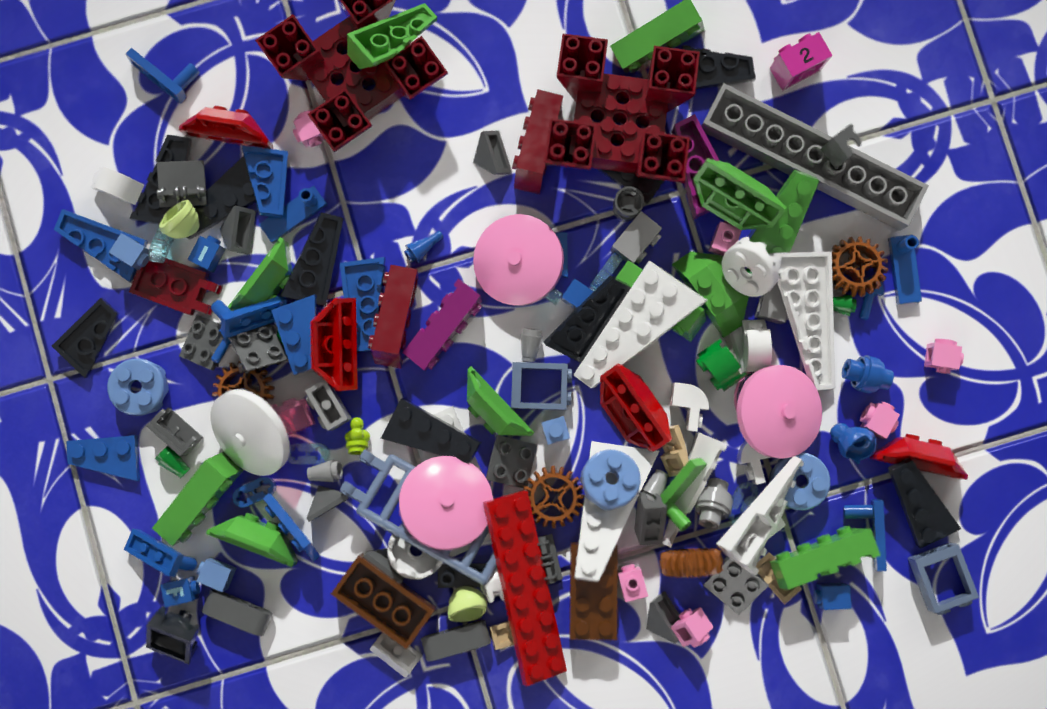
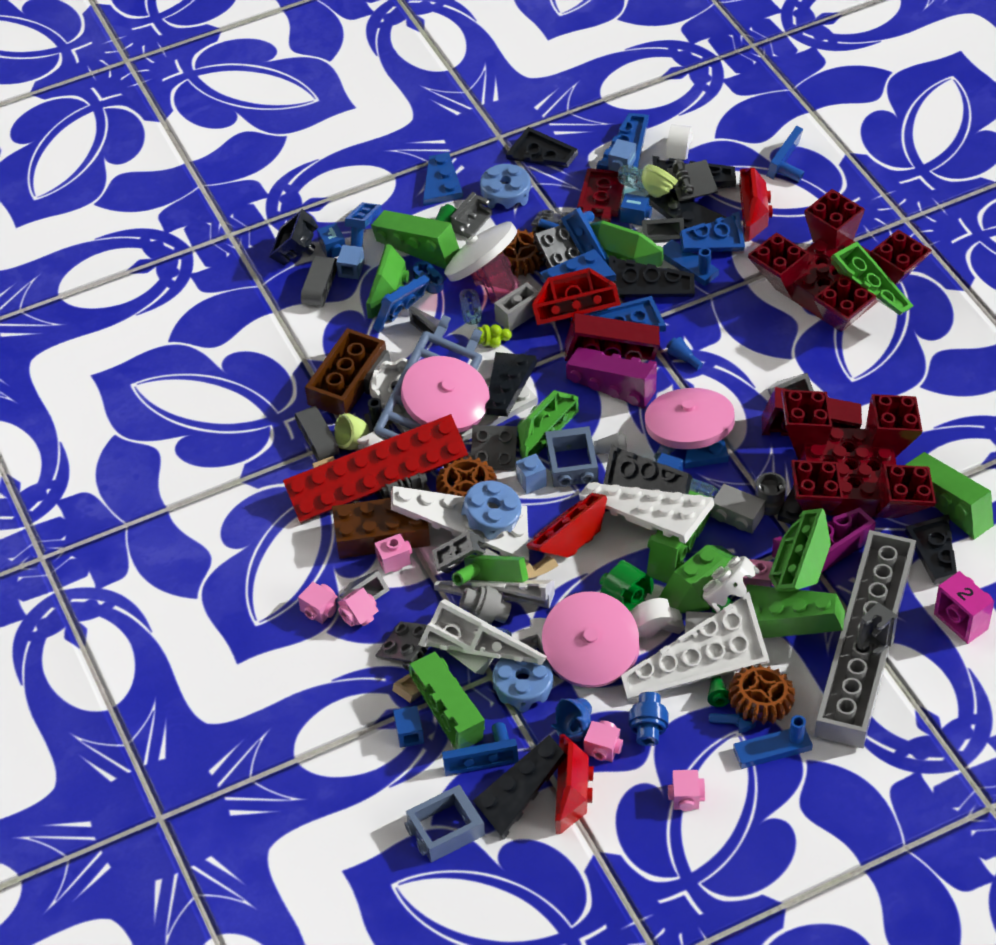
camera: 80 degrees right, 35 degrees down
(327, 471) = (459, 322): light grey cone -> none
(395, 655) = (296, 398): white slope -> none
(674, 664) = (318, 602): none -> bright pink brick
(691, 562) = (421, 591): dark orange gear -> none
(693, 399) = (584, 578): white brick -> none

